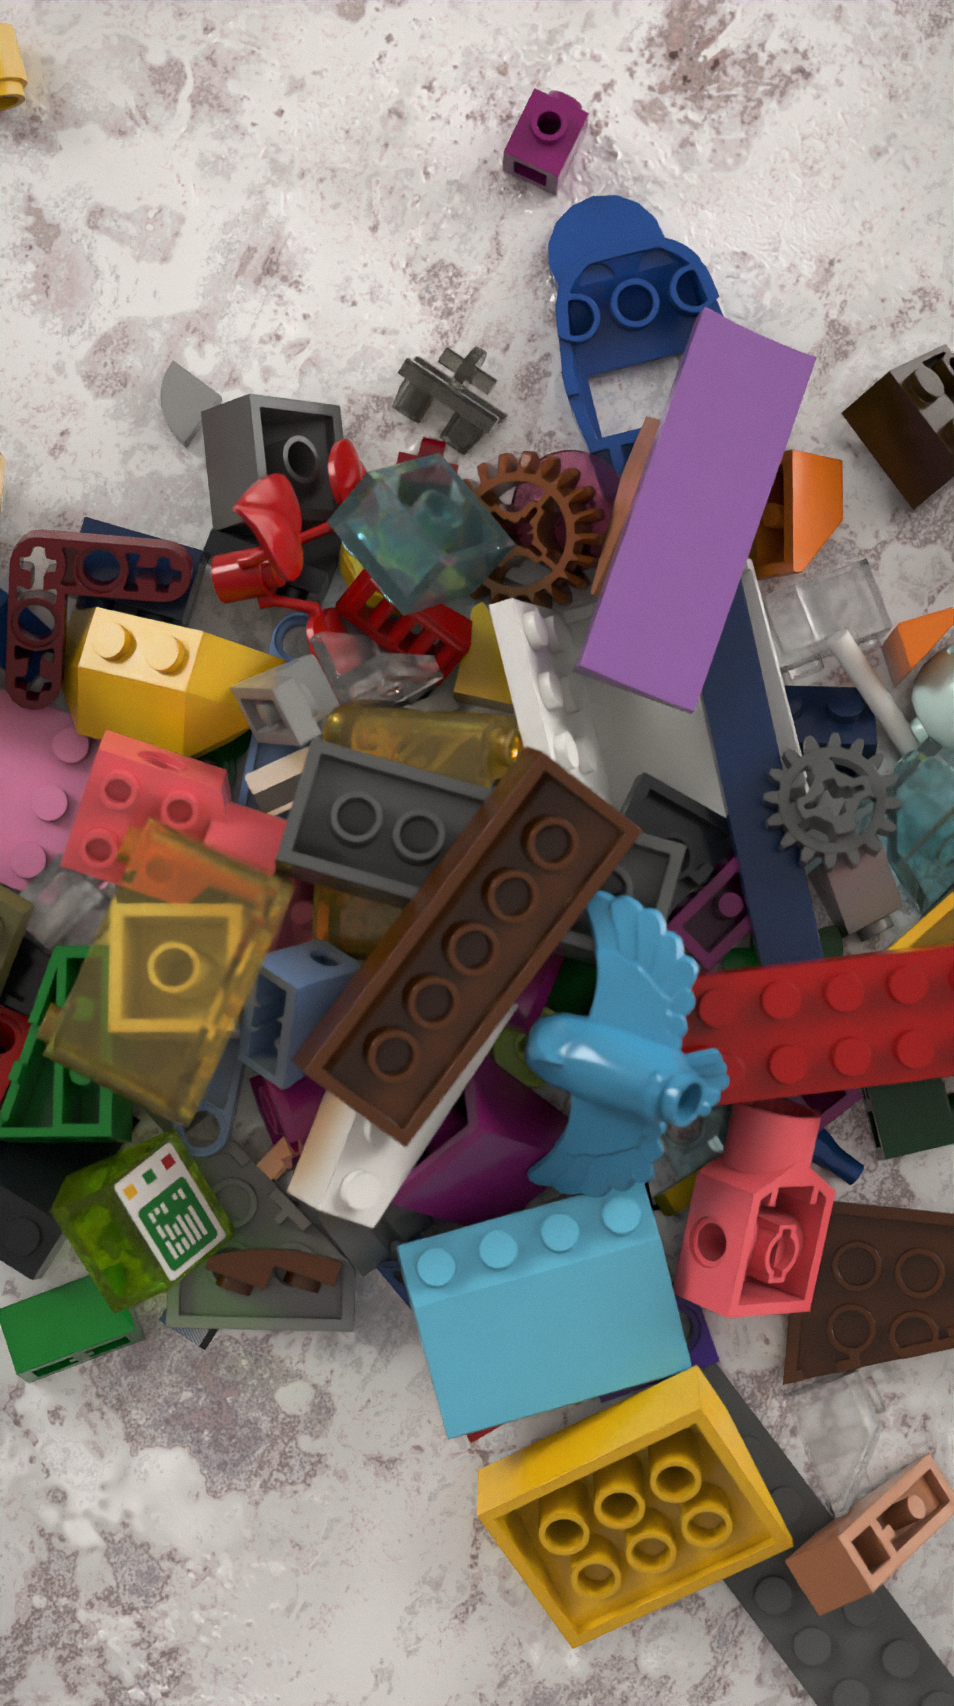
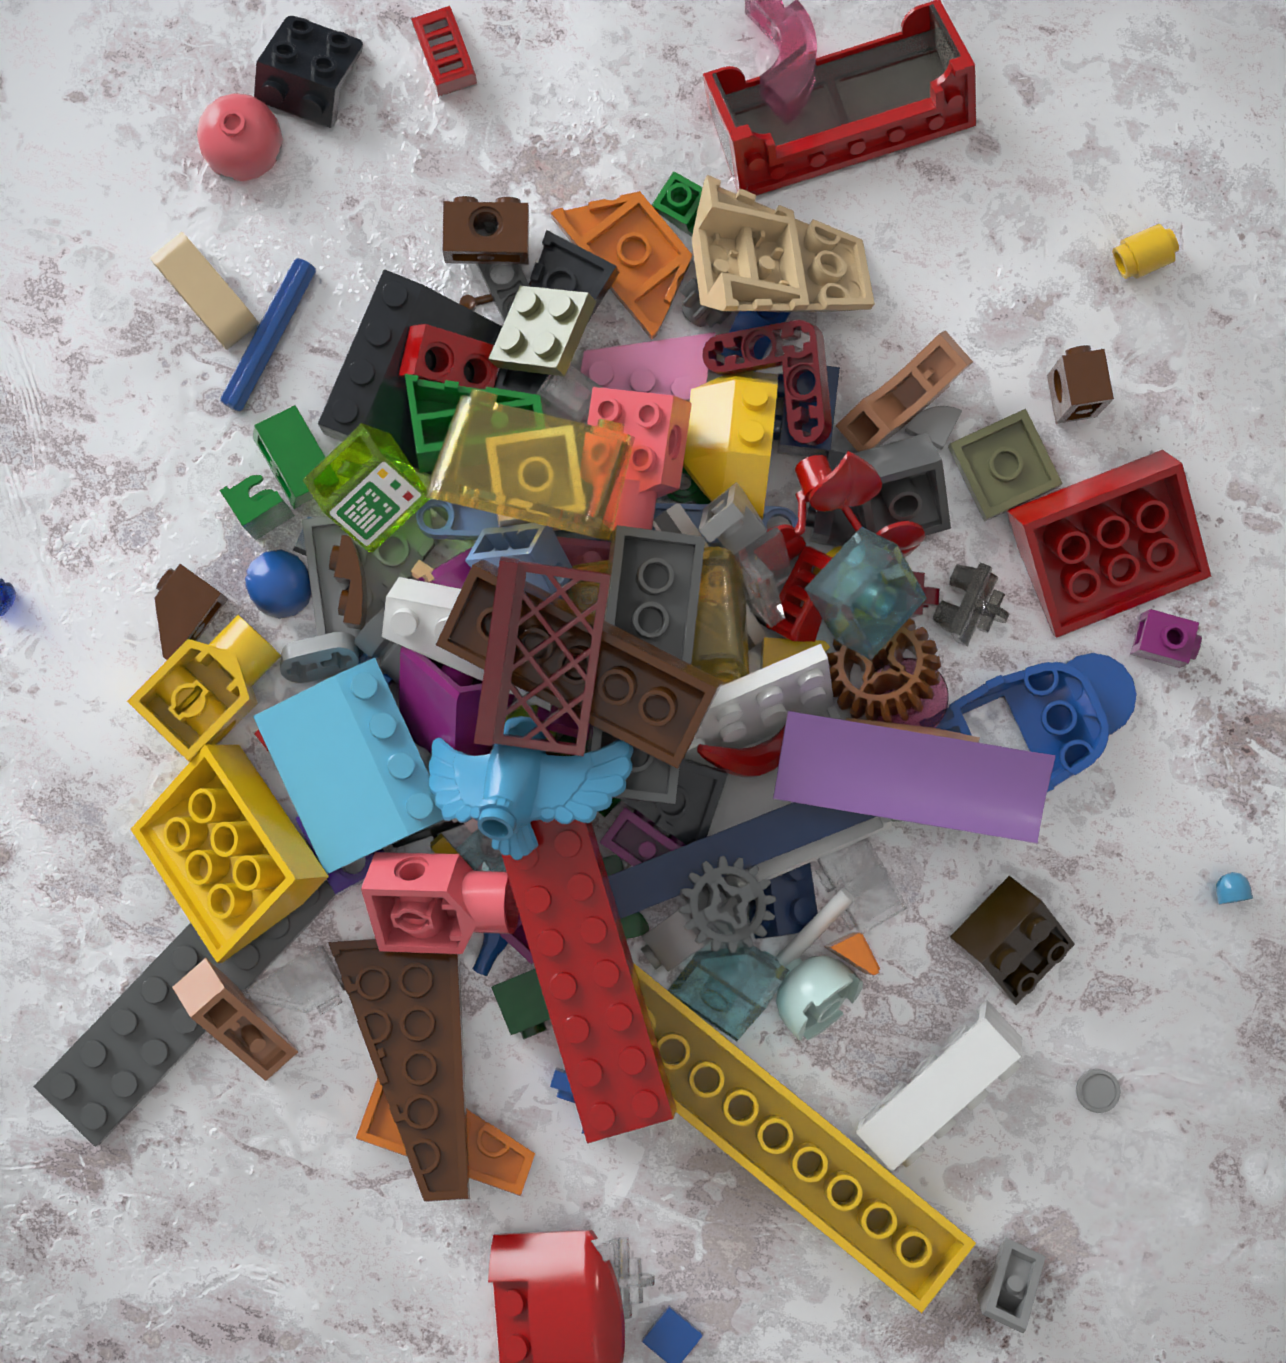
camera: 80 degrees right, 0 degrees up
(137, 433) = (905, 394): none -> nougat arch
(141, 1392) = (256, 513): none -> green hinge
(169, 187) = (1080, 384): none -> reddish brown brick
(251, 1377) = (278, 583): none -> blue hair
(262, 315) = (1005, 465): none -> olive plate
(269, 1521) = (184, 608): none -> reddish brown slope
(372, 1332) = (318, 657): none -> light grey beam
(390, 1505) = (205, 687): none -> yellow brick
(396, 189) = (1111, 542): none -> red slope
(435, 1049) = (501, 654): none -> dark red fence
(624, 735) = (745, 761): none -> red piece
(798, 515) = (931, 853): orange slope -> none
(905, 115) = (1233, 888): none -> dark azure hinge

